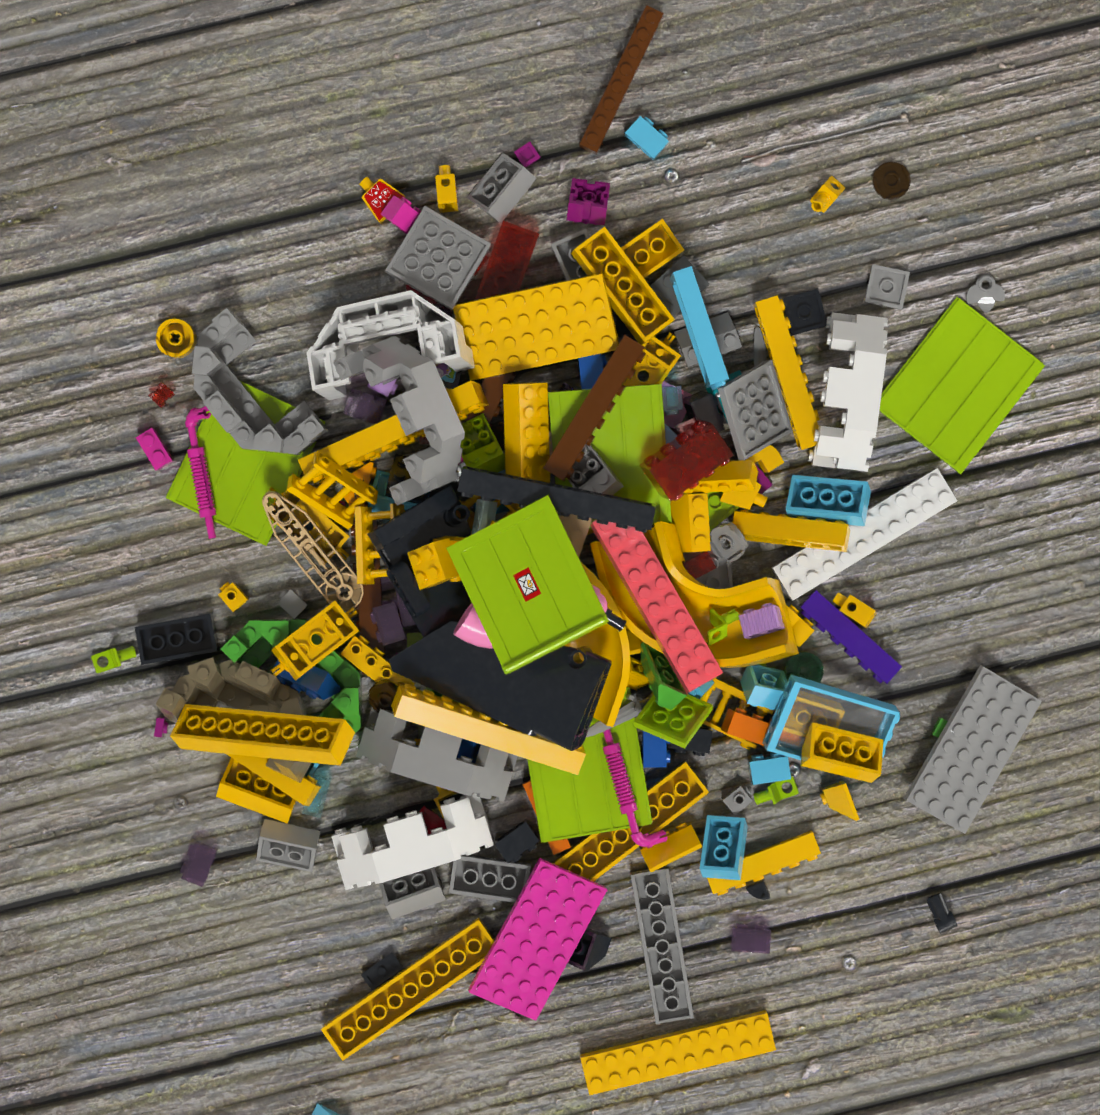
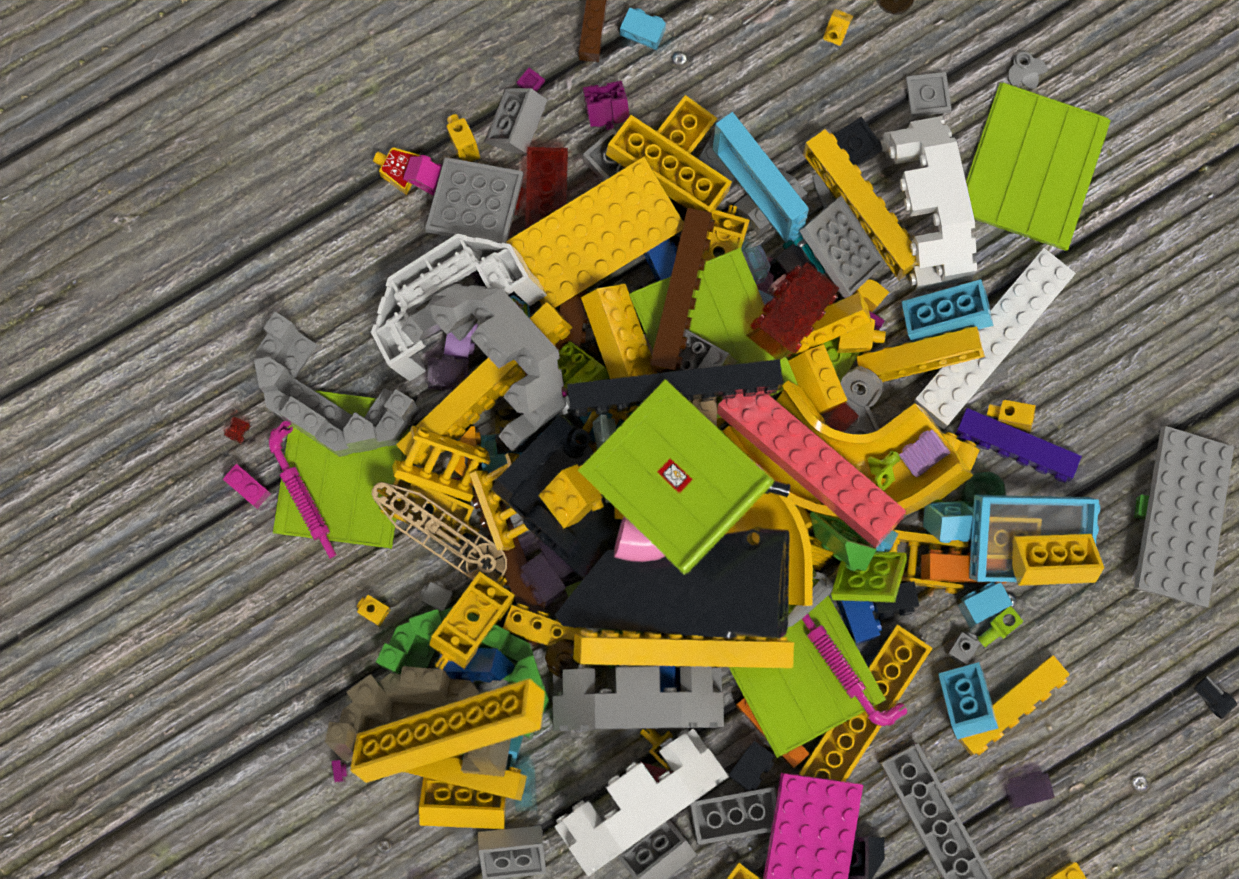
camera: 15 degrees left, 10 degrees down
(114, 658) = (268, 715): lime bracket -> none
(176, 638) = (327, 672): black brick -> none
(186, 340) = (236, 357): yellow brick -> none
(678, 844) = (919, 714): yellow slope -> none
(758, 890) = (1018, 737): black tile -> none
(839, 799) = (1069, 613): yellow slope -> none

